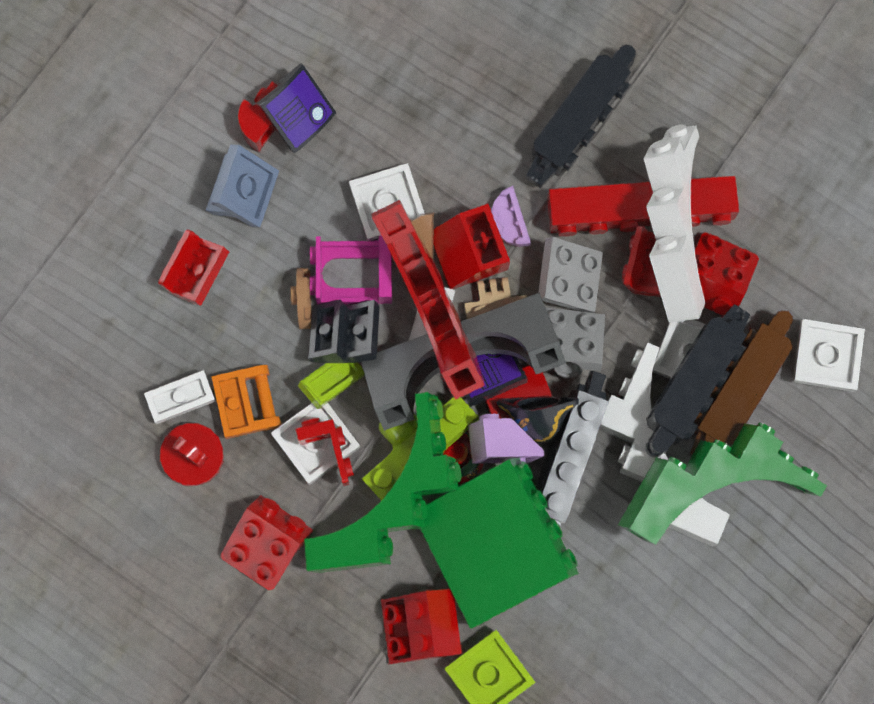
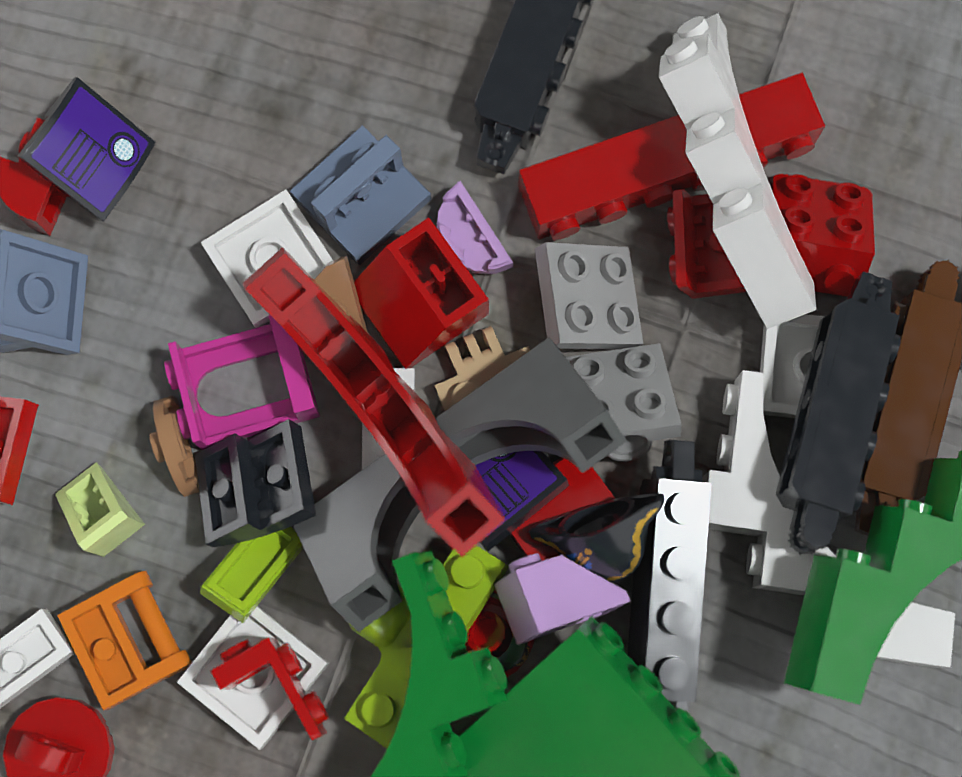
camera: 10 degrees left, 0 degrees up
(248, 322) = (97, 511): none -> yellowish green slope
(451, 177) = (361, 193): none -> sand blue bracket

